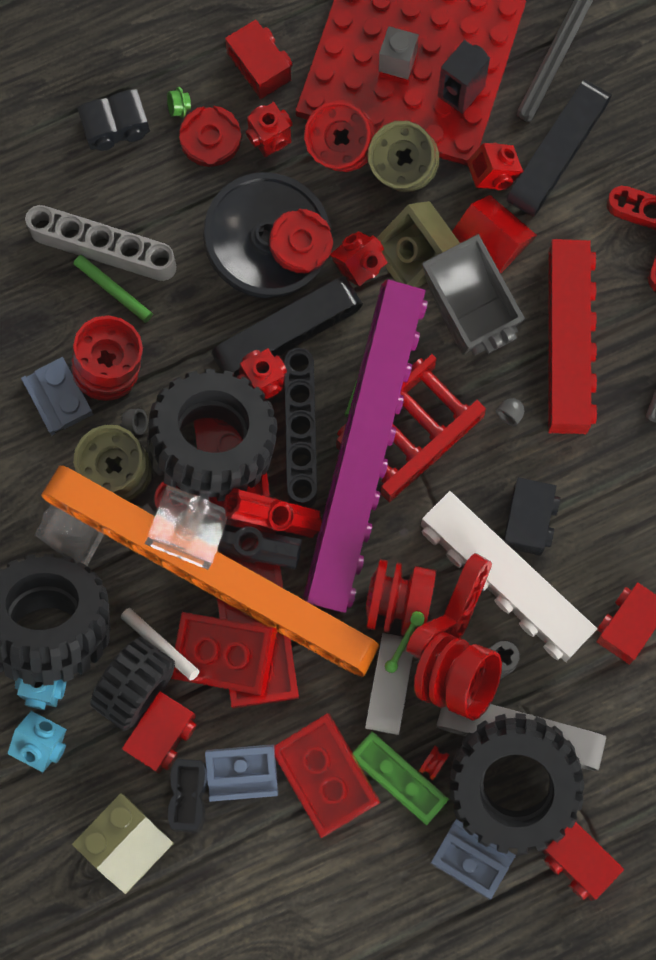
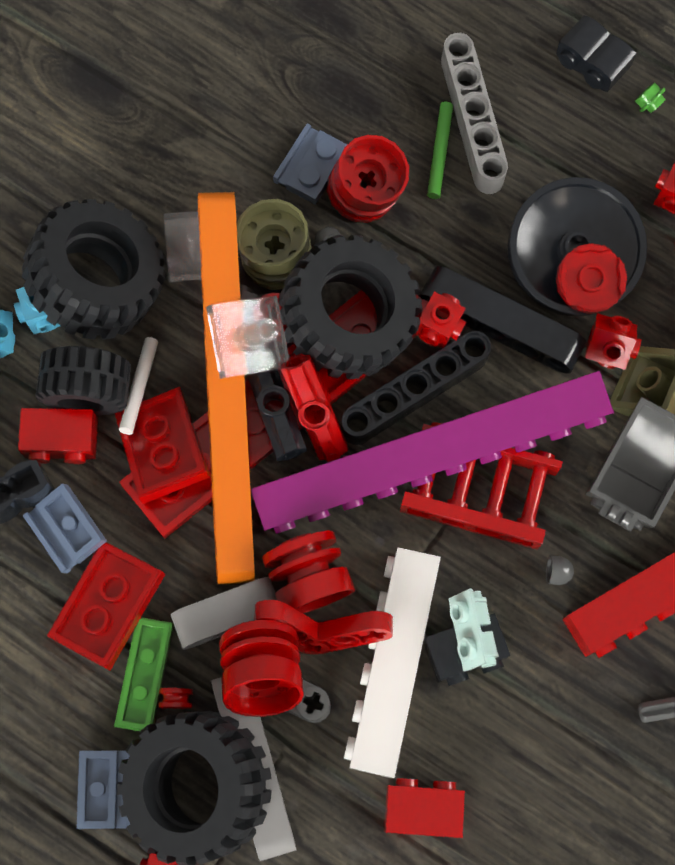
camera: 55 degrees right, 0 degrees up
(210, 136) = (639, 144): red tile -> none
(416, 619) = (290, 597): bright green hinge -> none
(532, 506) = (468, 613): none -> light aqua hinge

